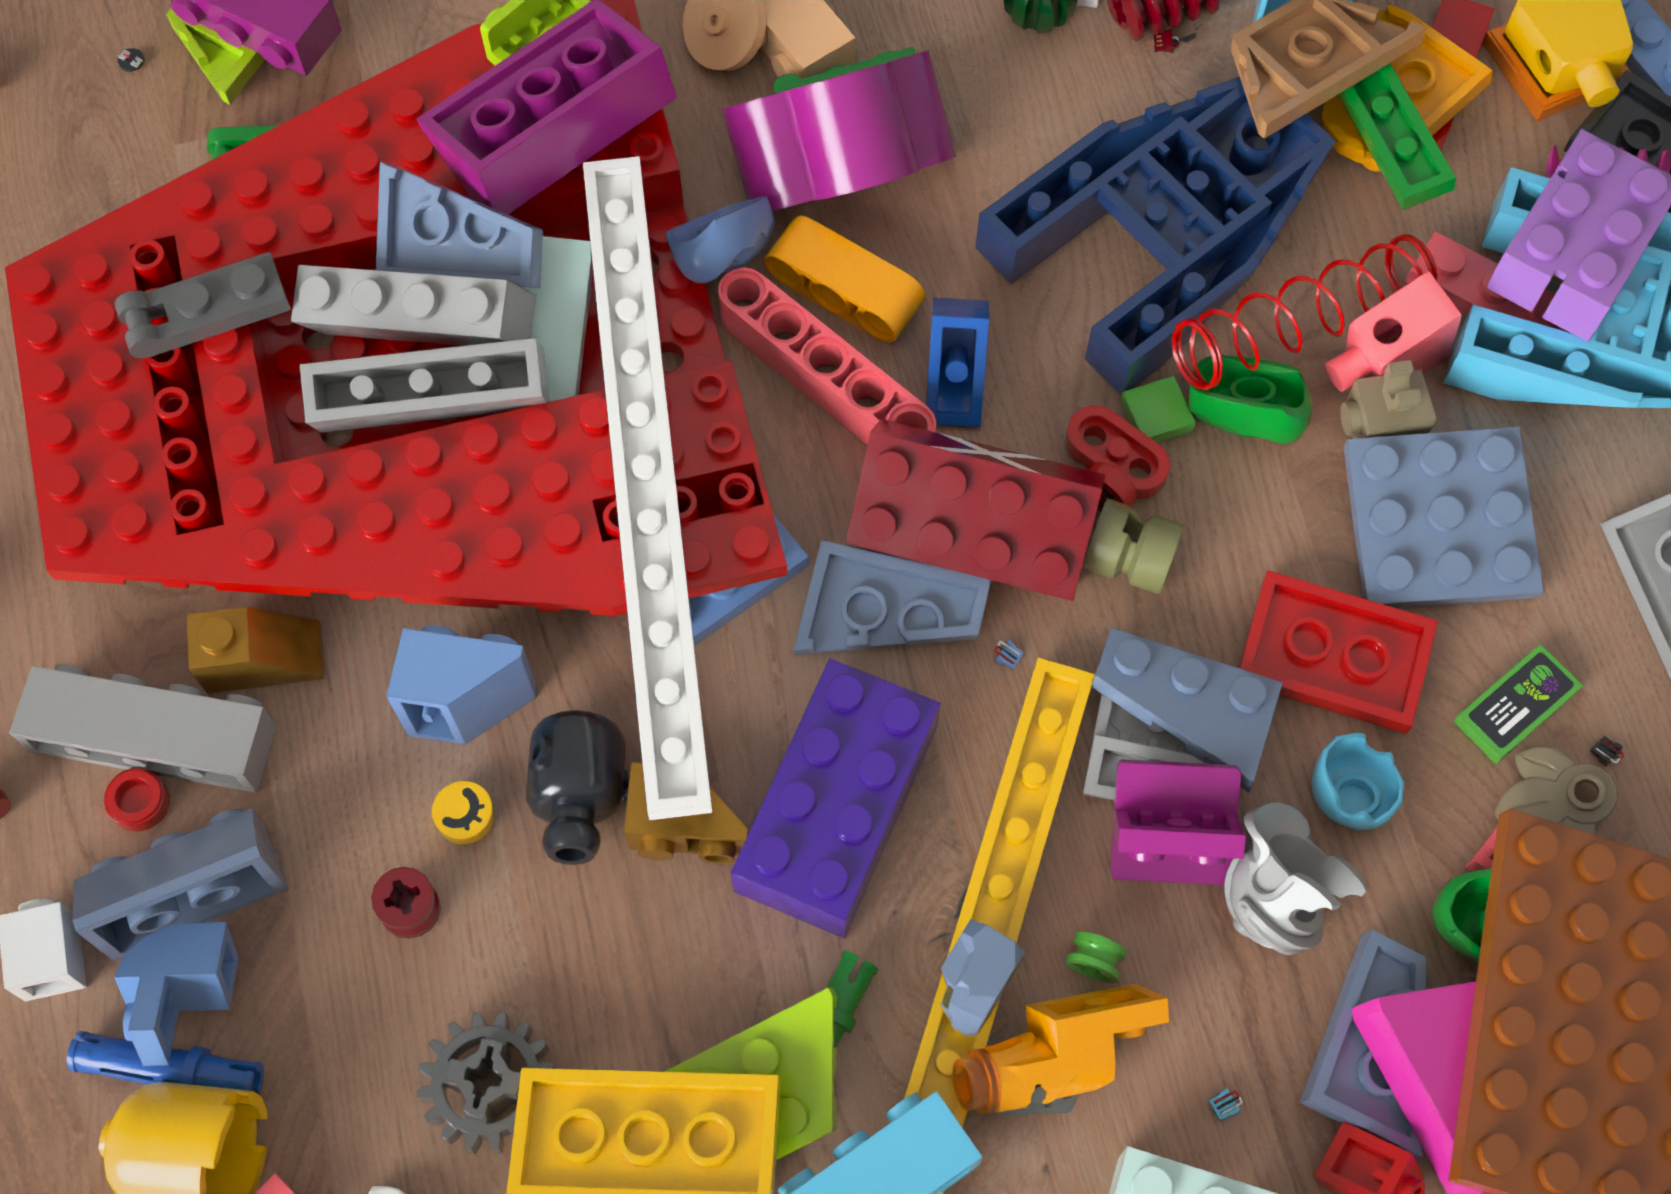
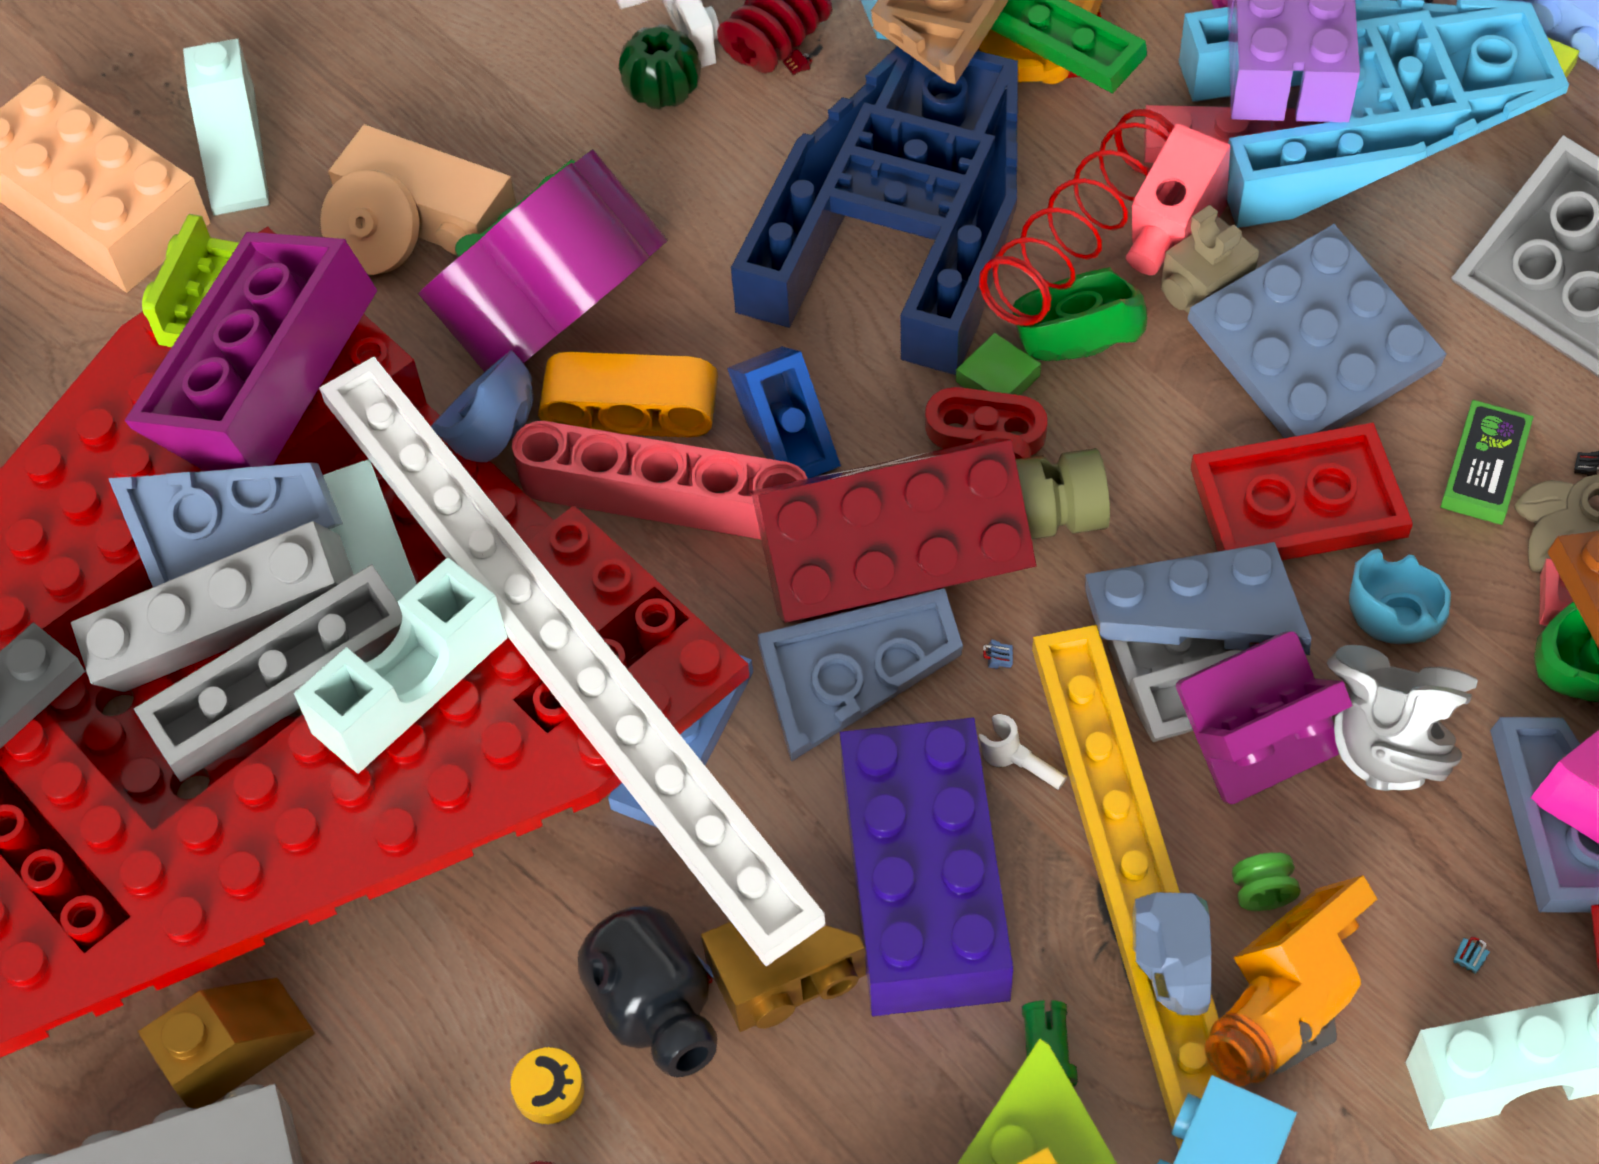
camera: 25 degrees left, 10 degrees down
(457, 684) = (474, 950): medium blue slope -> none
(479, 451) = (443, 636): none -> light aqua arch
(969, 742) = (1011, 751): none -> white hand

